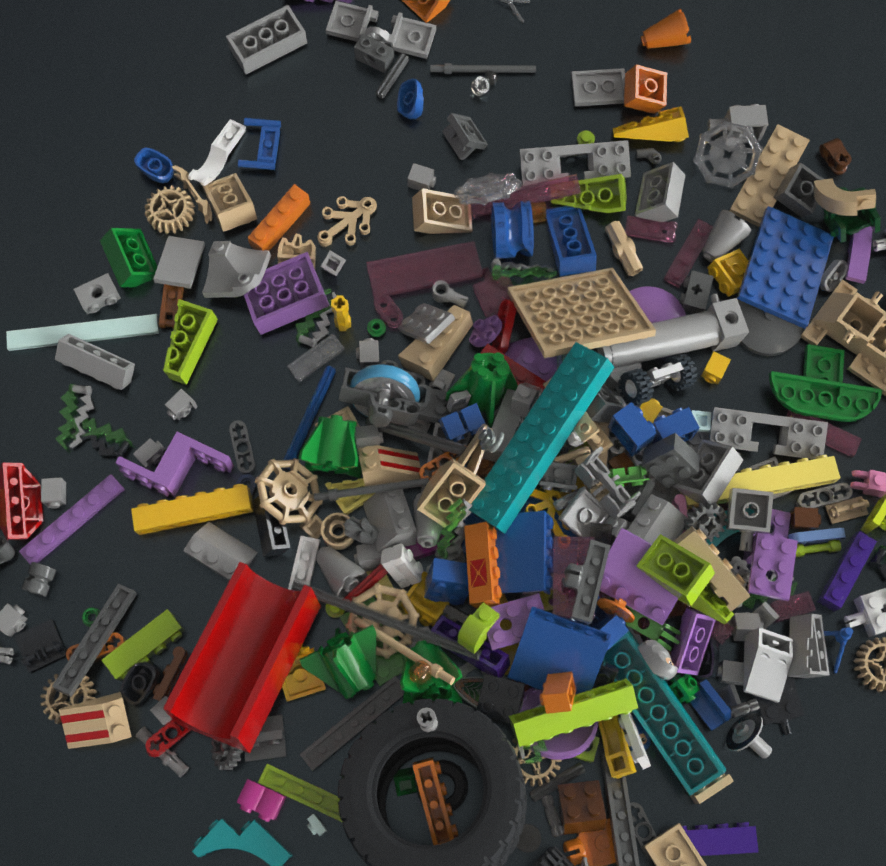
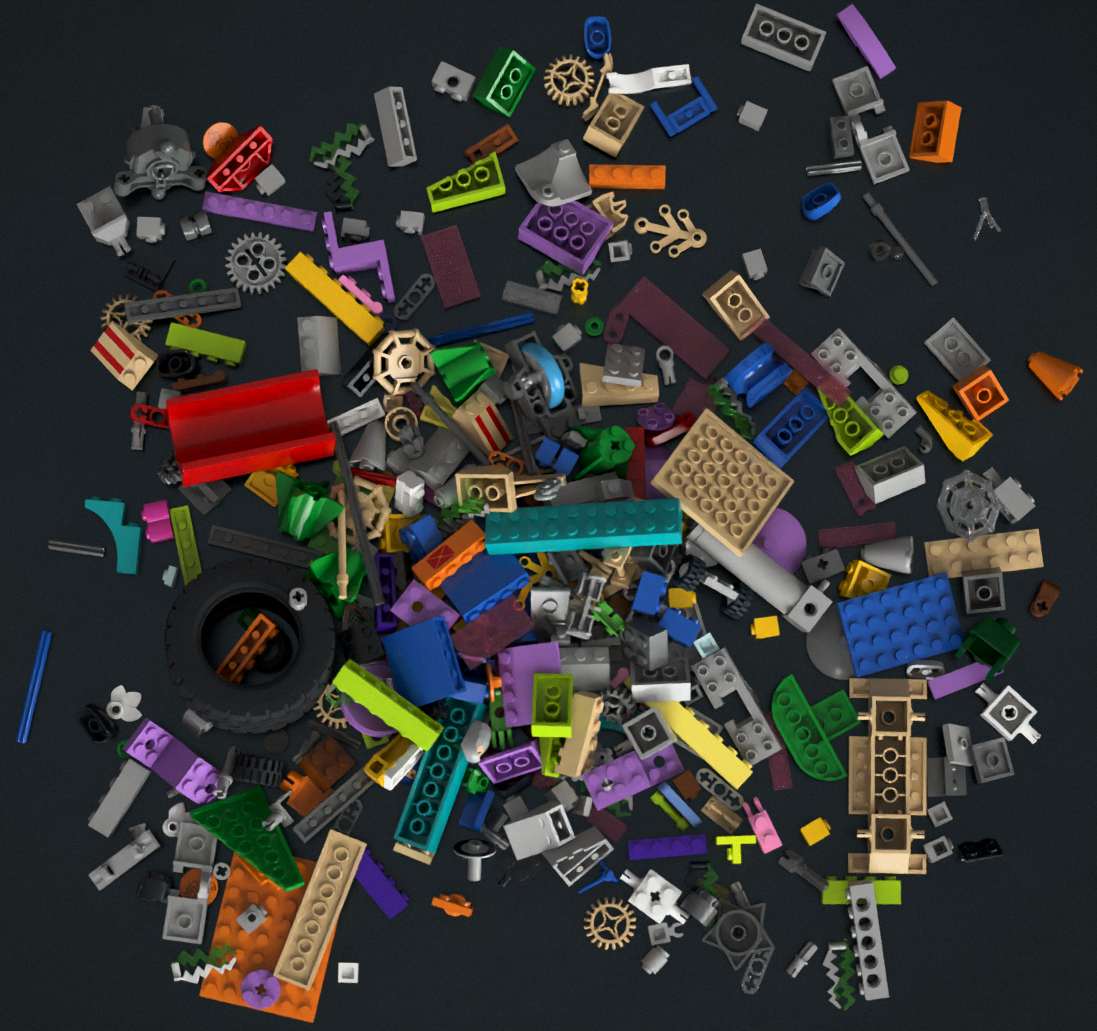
camera: 55 degrees right, 10 degrees up
(86, 331) = (414, 95): light aqua tile -> none
(112, 535) = (269, 253): none -> light grey gear
(179, 262) = (529, 124): light grey tile -> none
(207, 486) = (361, 295): none -> bright pink plate
(240, 401) = (450, 266): none -> clear pink plate
(306, 102) = (752, 115): none -> light grey brick
(327, 508) = (414, 403): none -> clear pink plate
(420, 672) = (332, 568): clear orange piece -> none
(476, 626) = (394, 586): lime brick -> none
(487, 188) = (781, 328): clear plate -> none
(558, 692) = (393, 683): orange brick -> none
(587, 580) = (493, 644): dark grey plate -> none
(623, 248) = (818, 478): tan piece -> none
(782, 785) = (453, 904): none -> orange plate
(841, 201) = (984, 630): tan arch -> none

